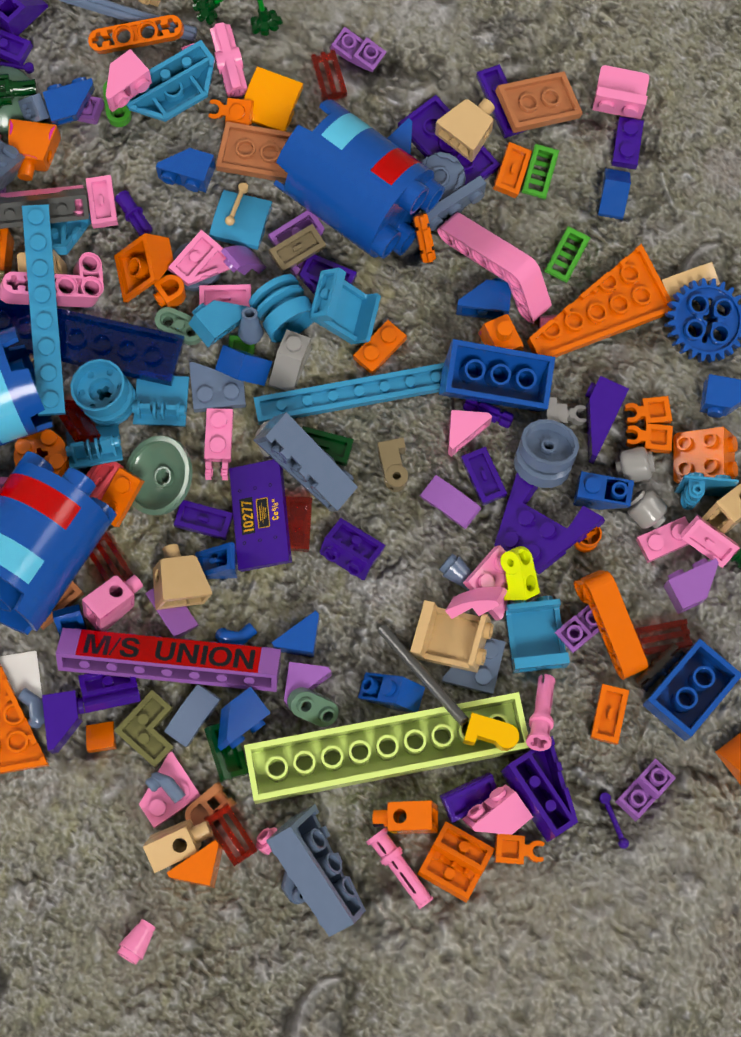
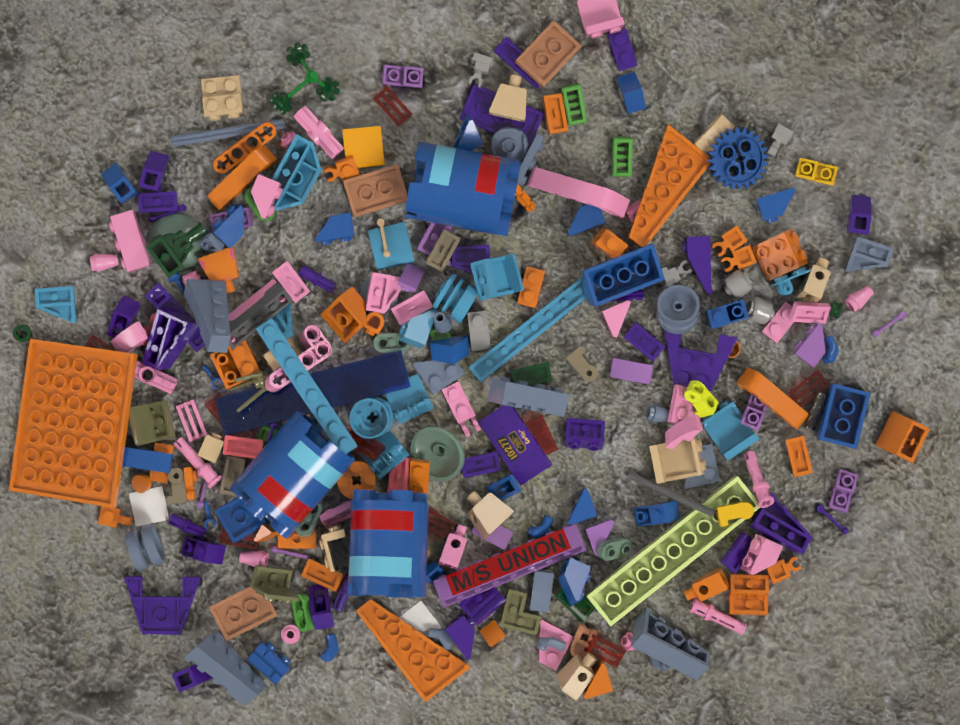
camera: 20 degrees left, 15 degrees up
(96, 61) = (242, 176): none -> orange beam
(455, 80) = (482, 67): none -> light grey piece
(715, 606) = (832, 351): none -> blue arm

